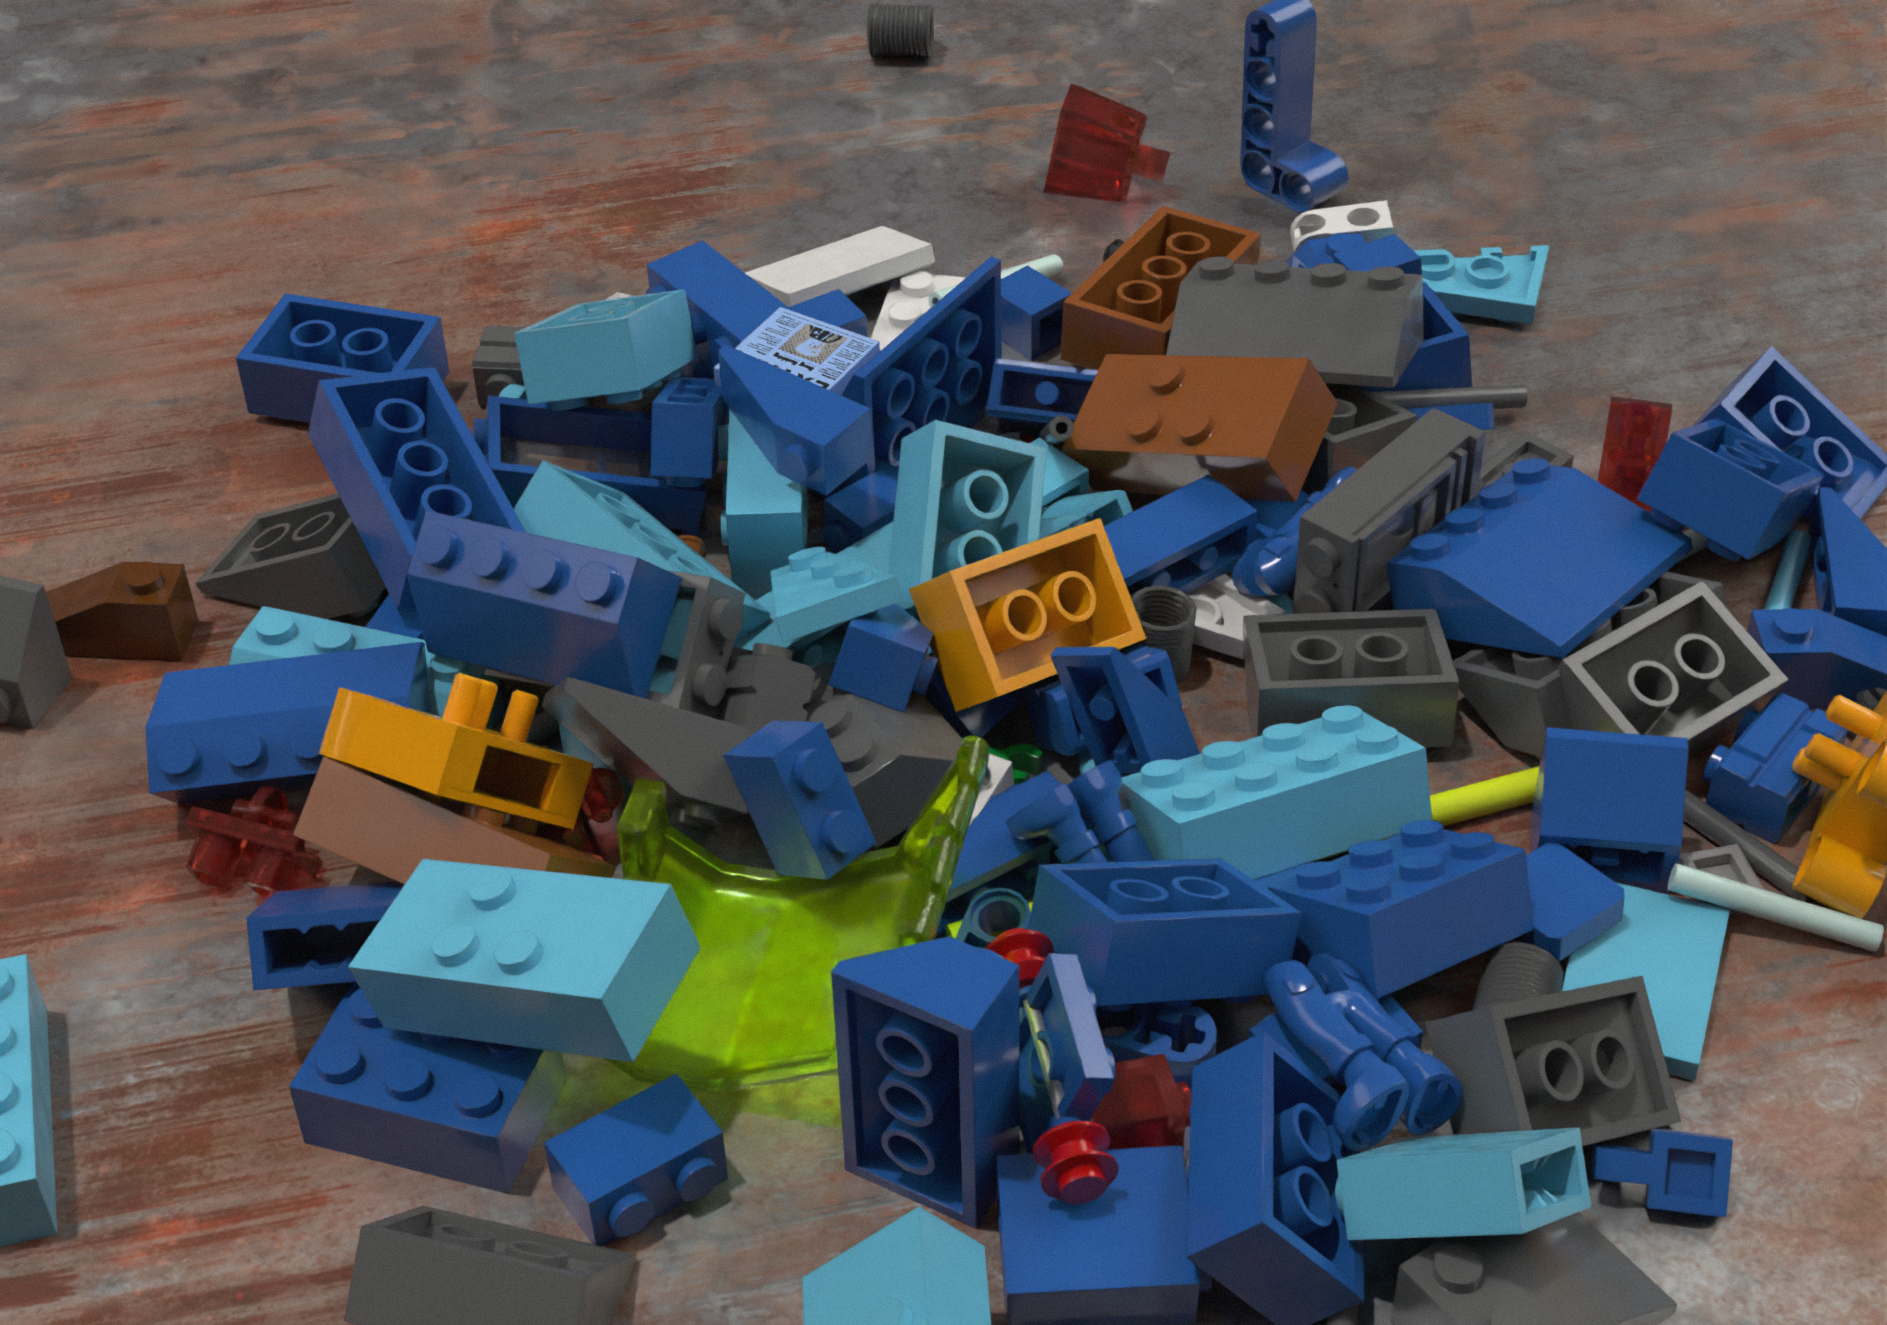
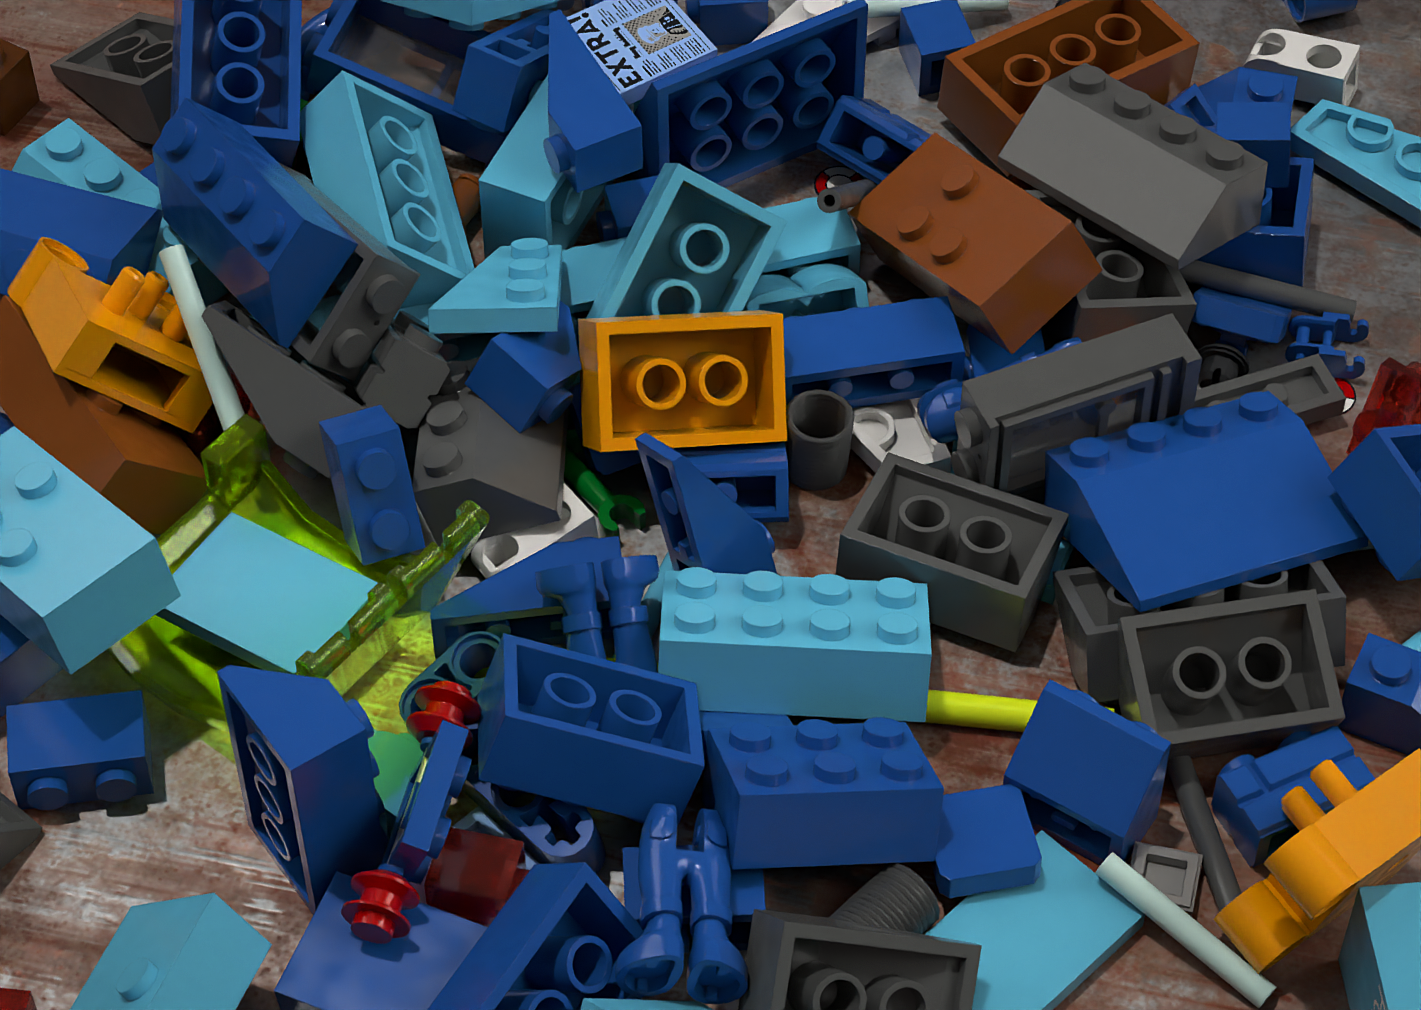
camera: 25 degrees right, 10 degrees up
(558, 721) = (204, 345): none -> light aqua bar
(767, 944) = (264, 595): none -> medium azure tile
(1514, 418) = (1326, 330): none -> blue piece

